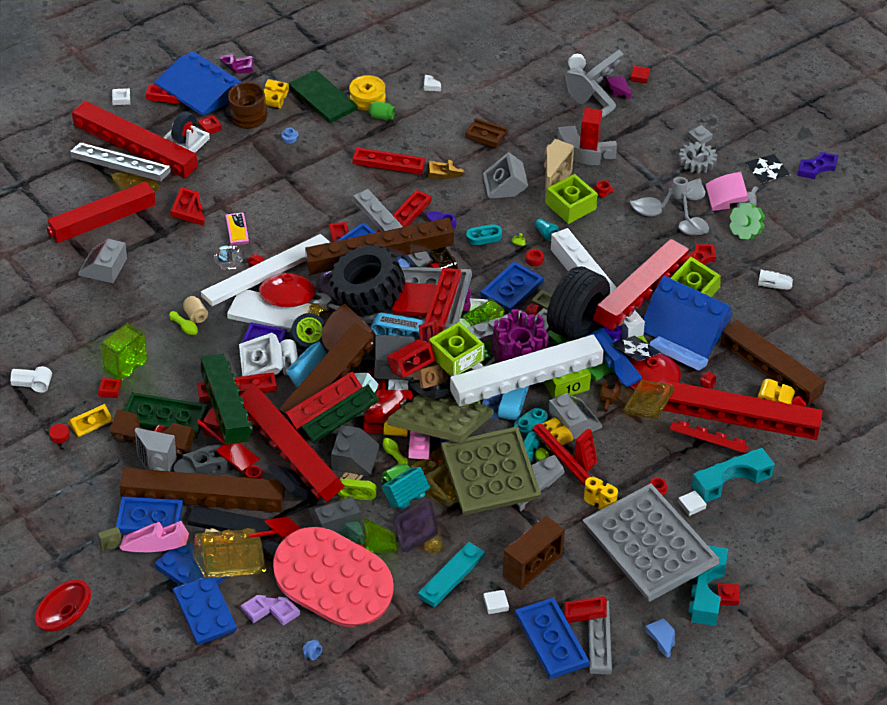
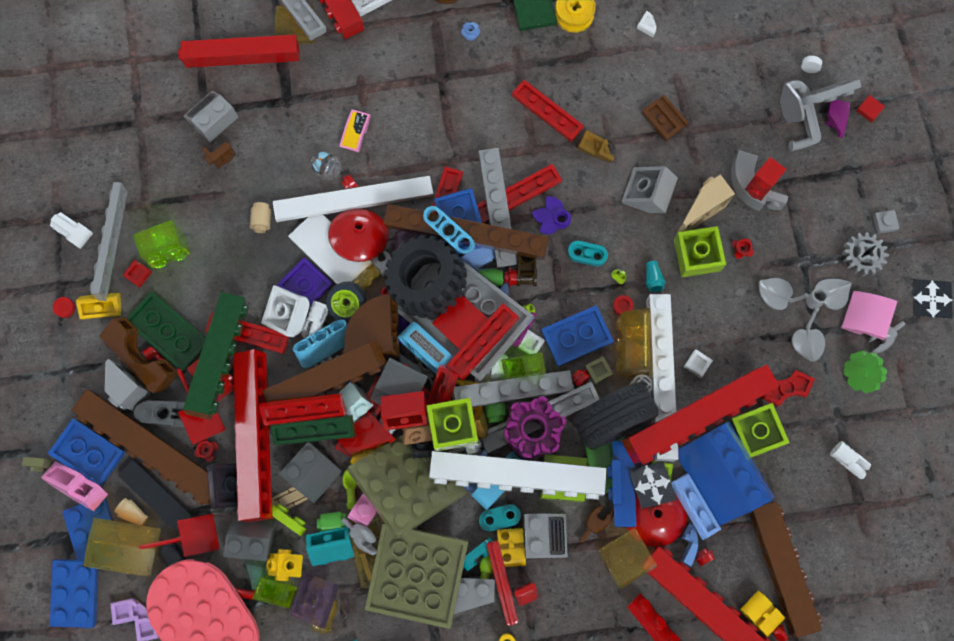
camera: 30 degrees right, 30 degrees up
(75, 371) = (110, 235): none -> light grey plate
(130, 285) = (219, 157): none -> reddish brown bracket
(186, 325) = (246, 233): lime piece -> none
(188, 207) = (324, 80): red wing -> none
(363, 231) = (440, 225): none -> medium azure beam
(377, 512) = (284, 565): none -> yellow brick
(382, 110) = (576, 41): bright green brick -> none
(425, 461) = (361, 536): none -> light grey hand
(555, 261) = (633, 343): none -> clear yellow slope
(618, 270) = (698, 363): none -> white tile
(691, 375) = (691, 537): none -> medium blue slope

